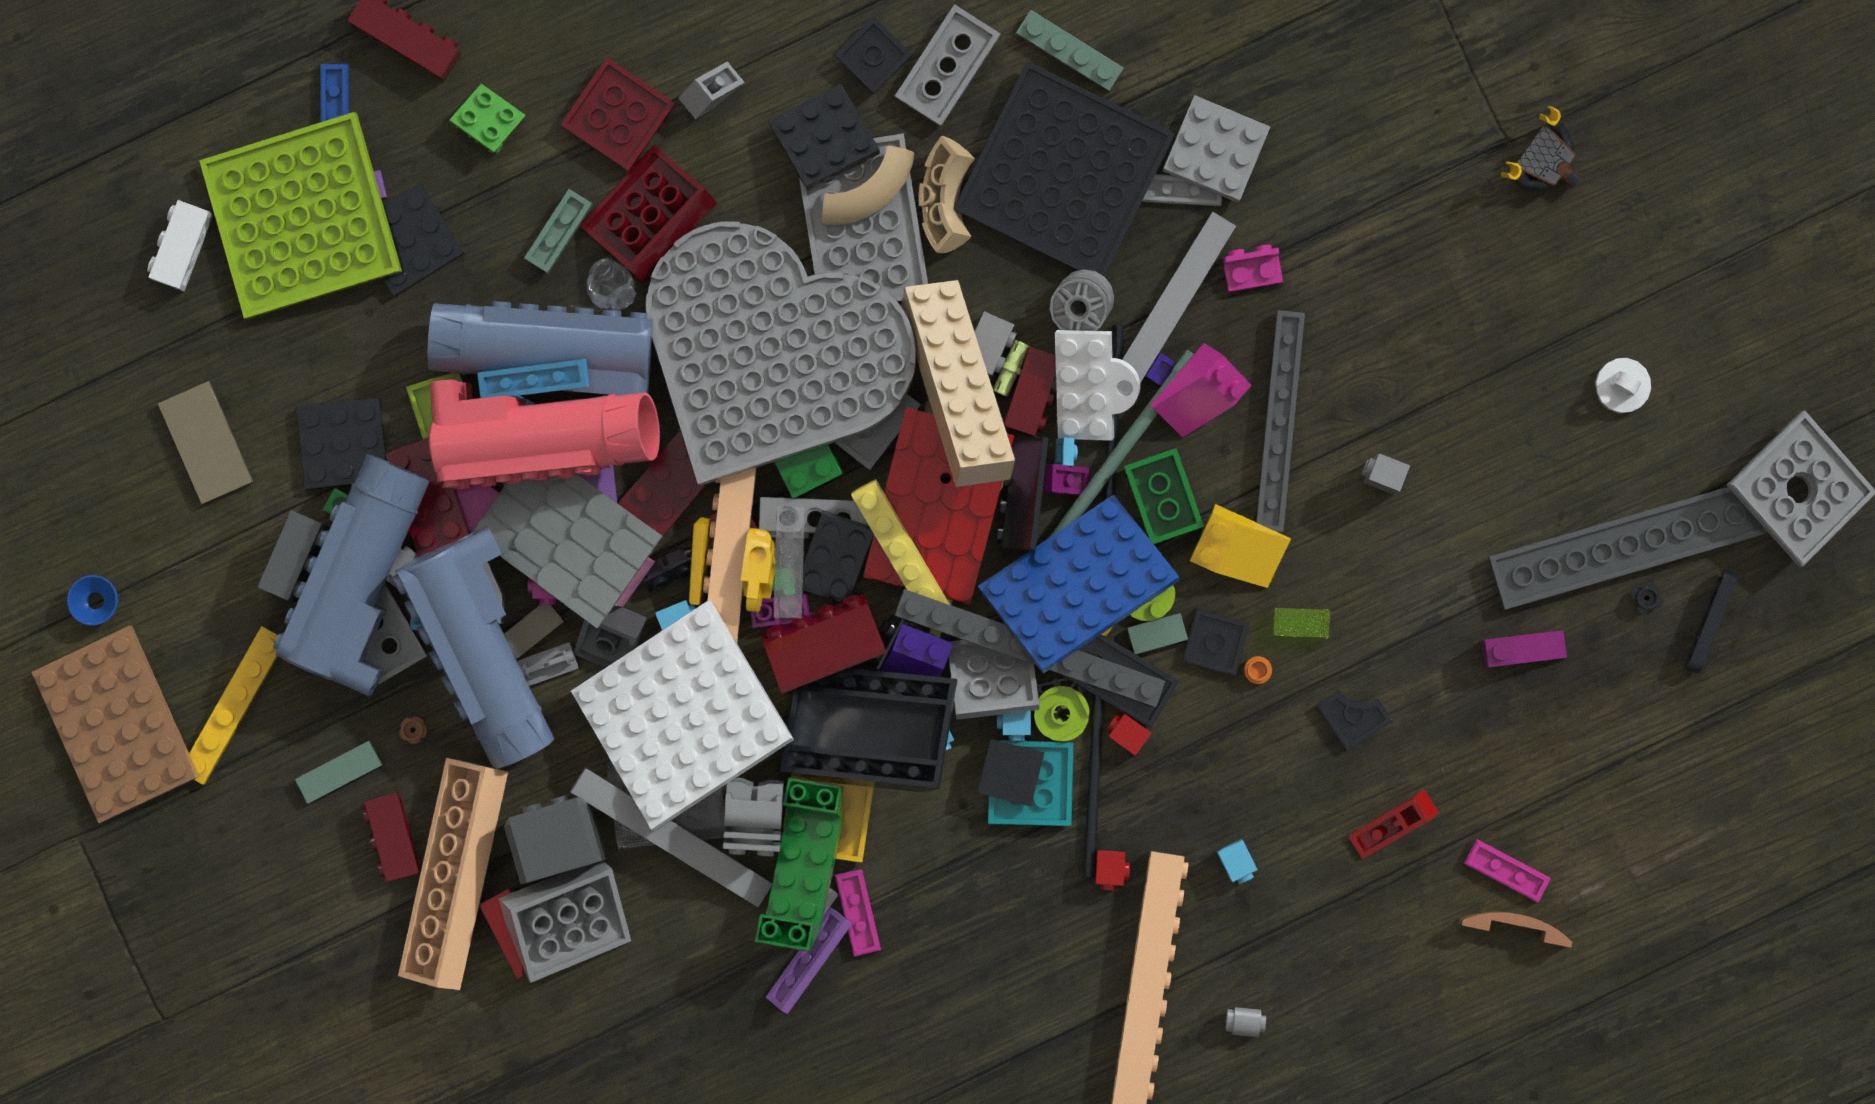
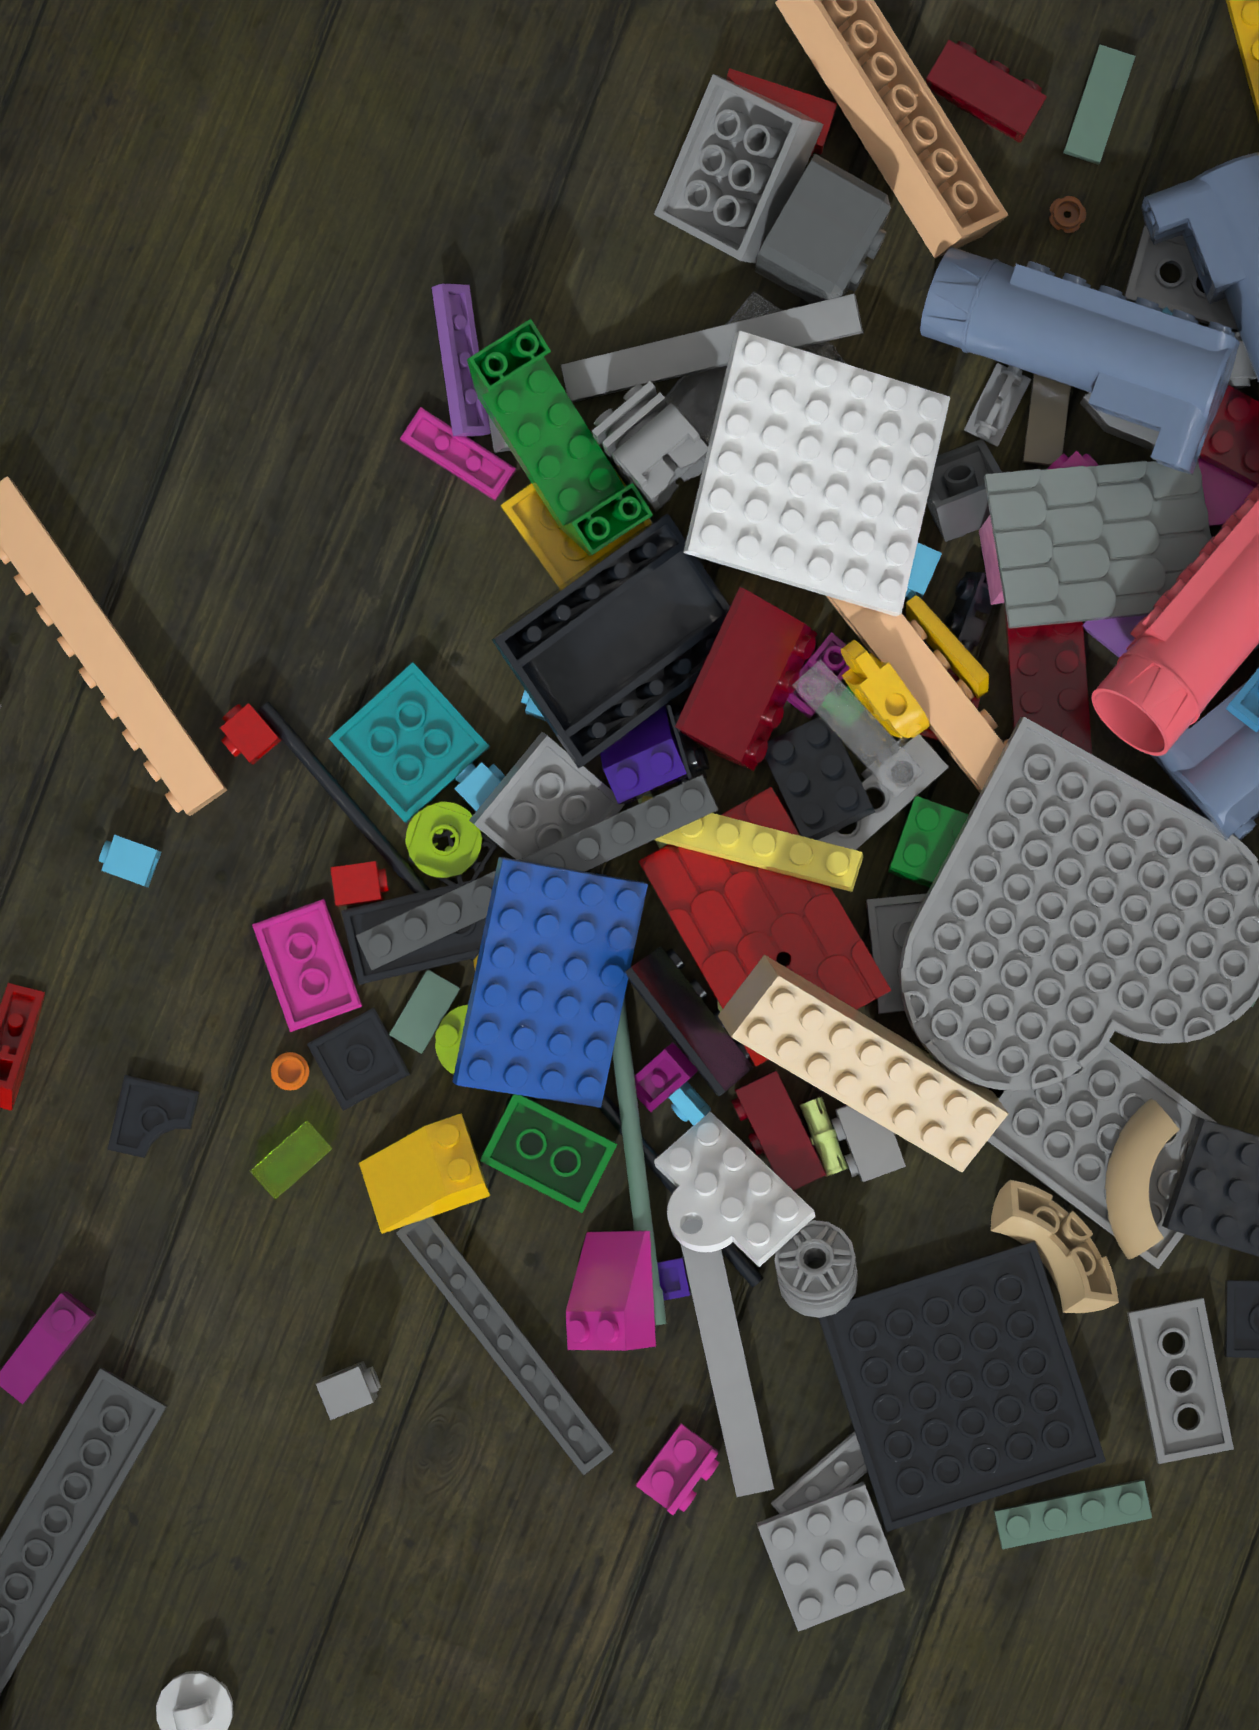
camera: 130 degrees right, 0 degrees up
(1010, 772) = (438, 733): black tile -> none
(1196, 717) = (307, 965): none -> dark pink tile

